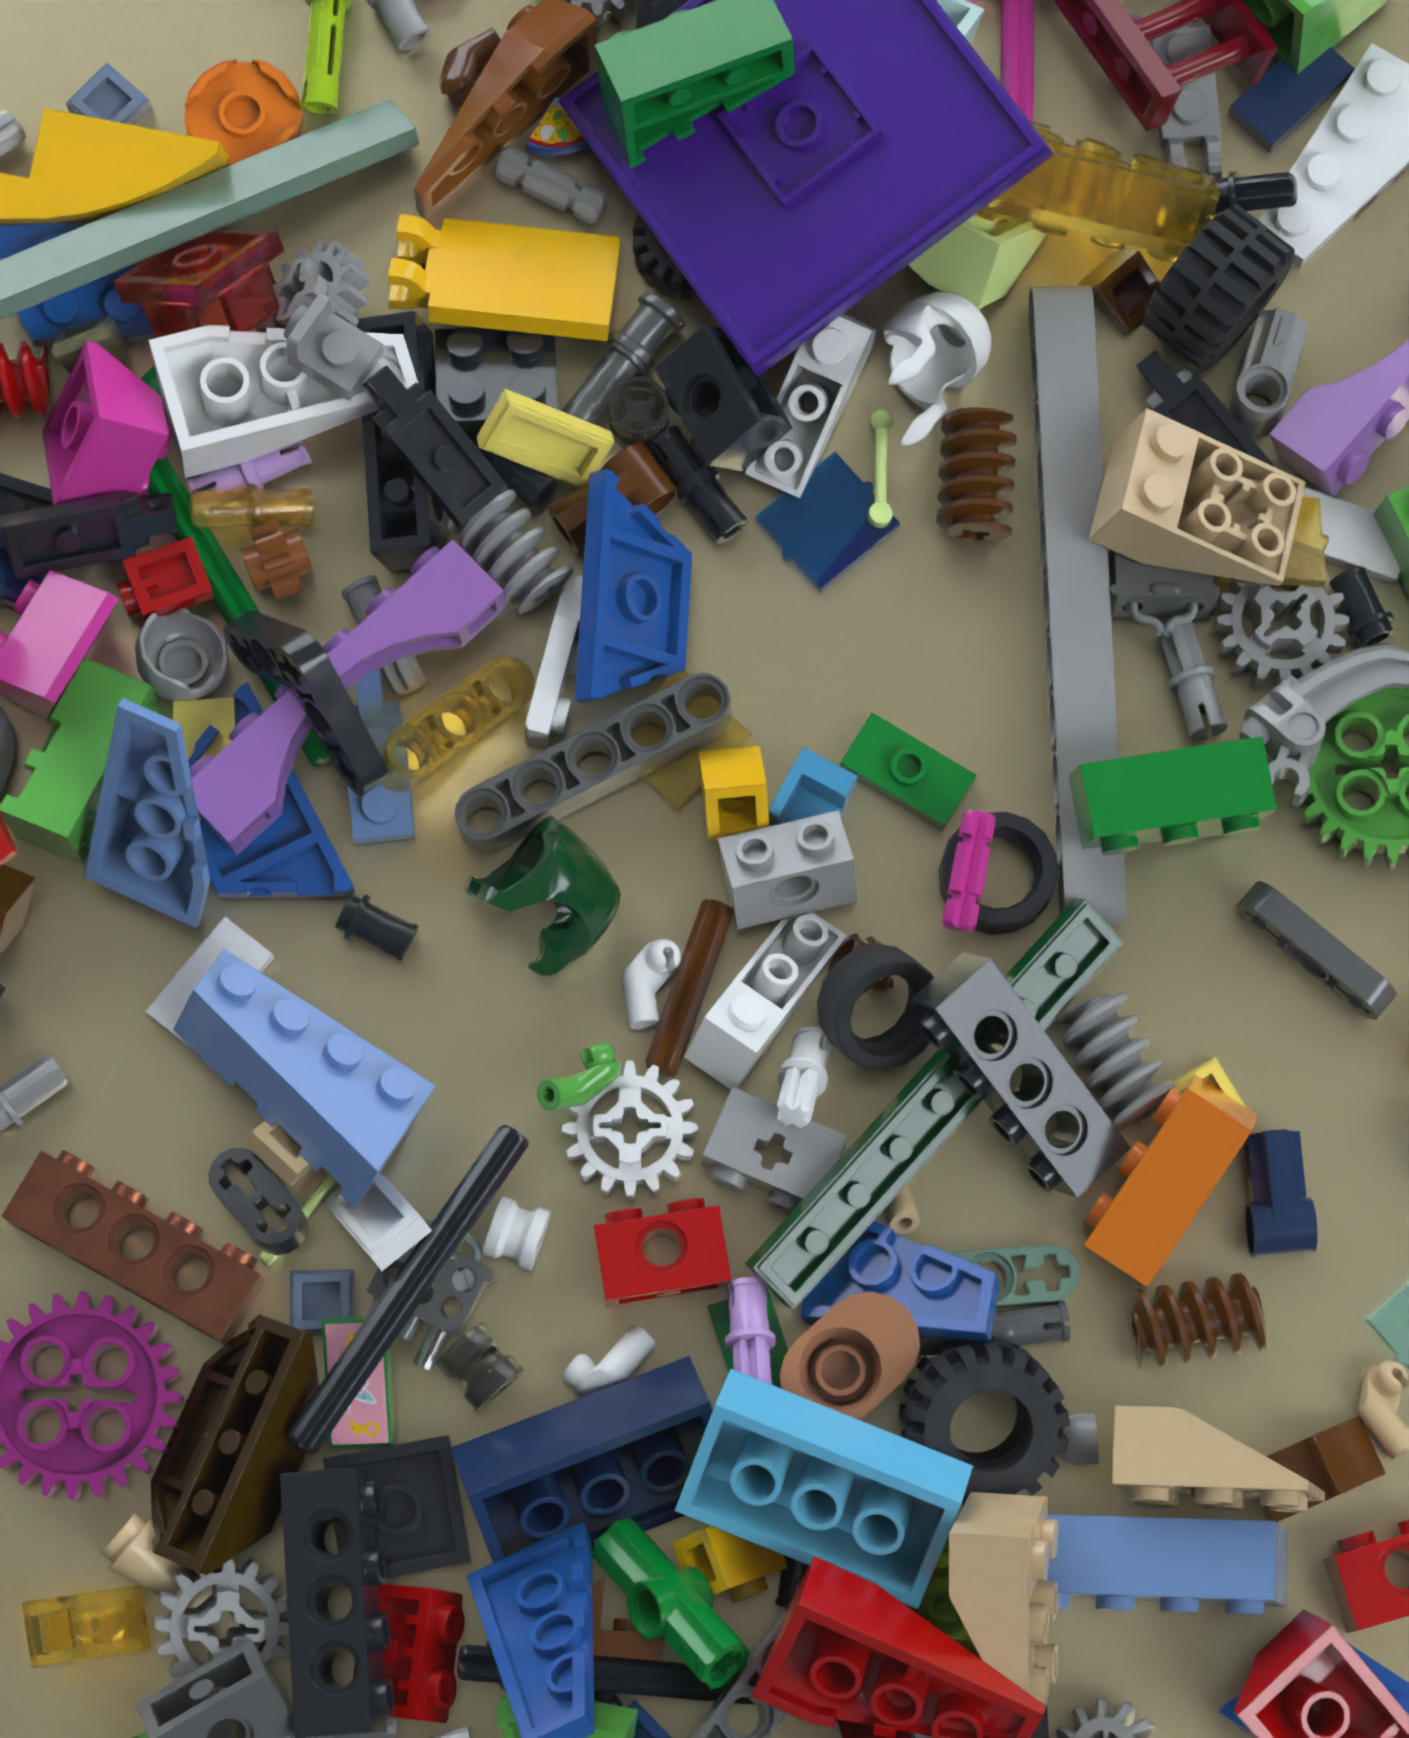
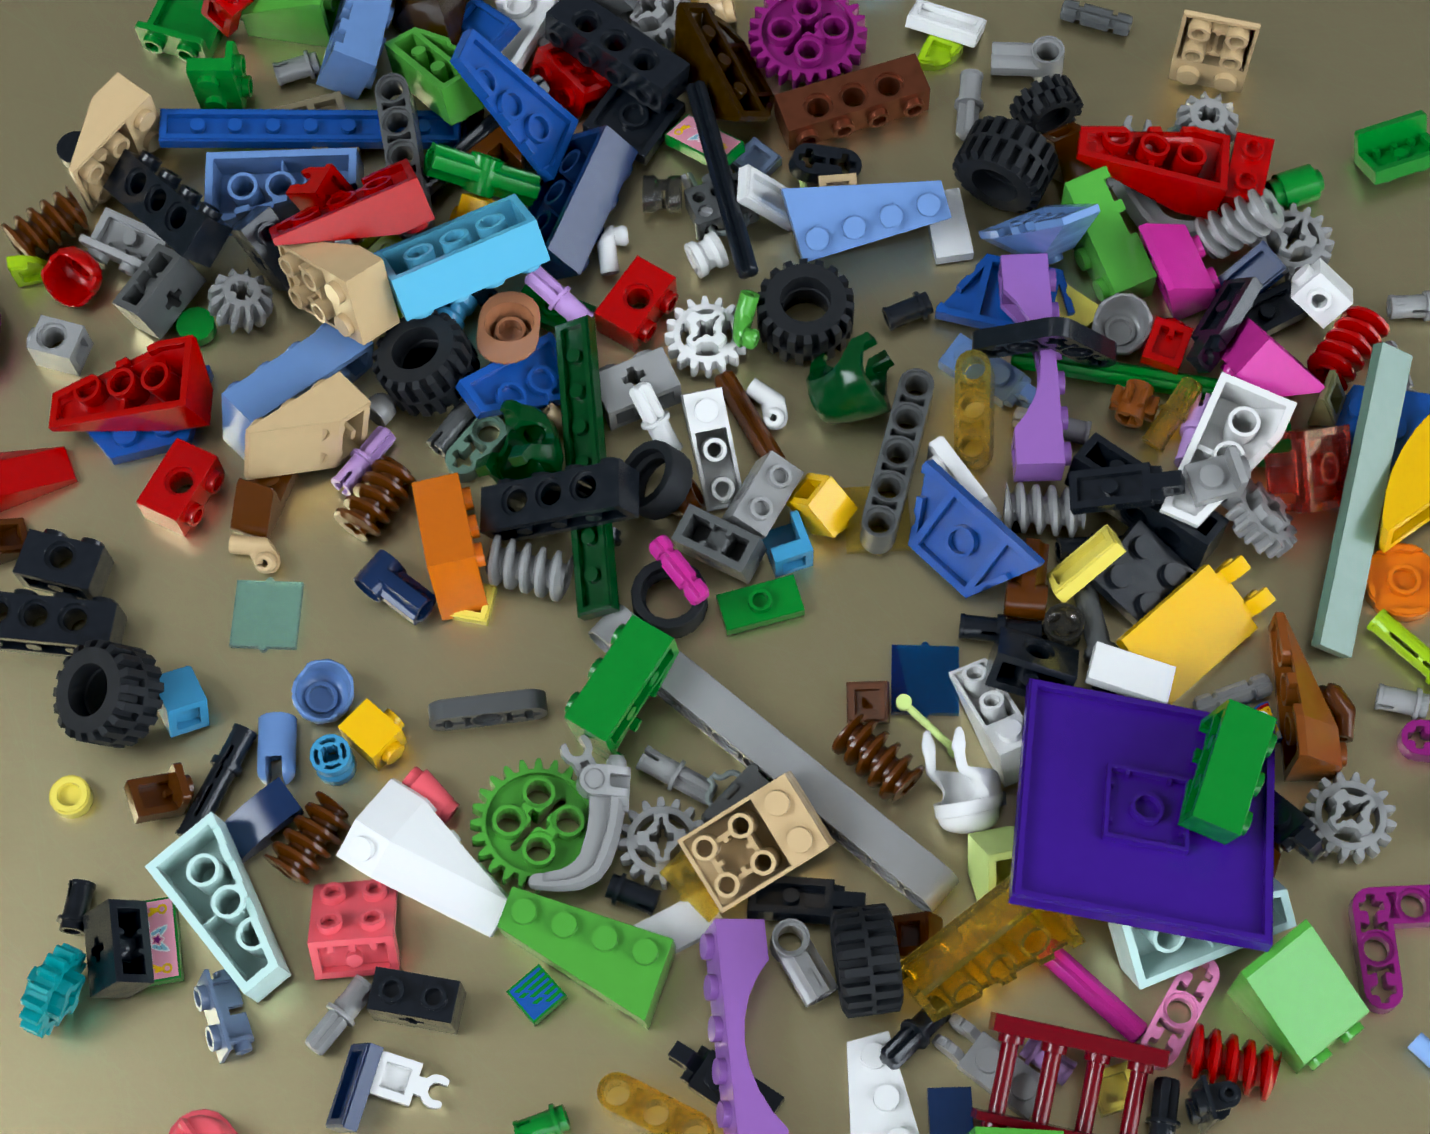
camera: 140 degrees right, 10 degrees down
(81, 956) = (1005, 164): none -> black tyre
(482, 984) = (810, 285): none -> black tyre
(641, 283) = (1129, 674): none -> white tile
(891, 864) = (719, 543): none -> dark grey brick
(916, 551) = (868, 699): none -> reddish brown tile
(982, 1192) = (529, 447): none -> dark green piece
(1166, 1389) = (362, 459): none -> lavender axle

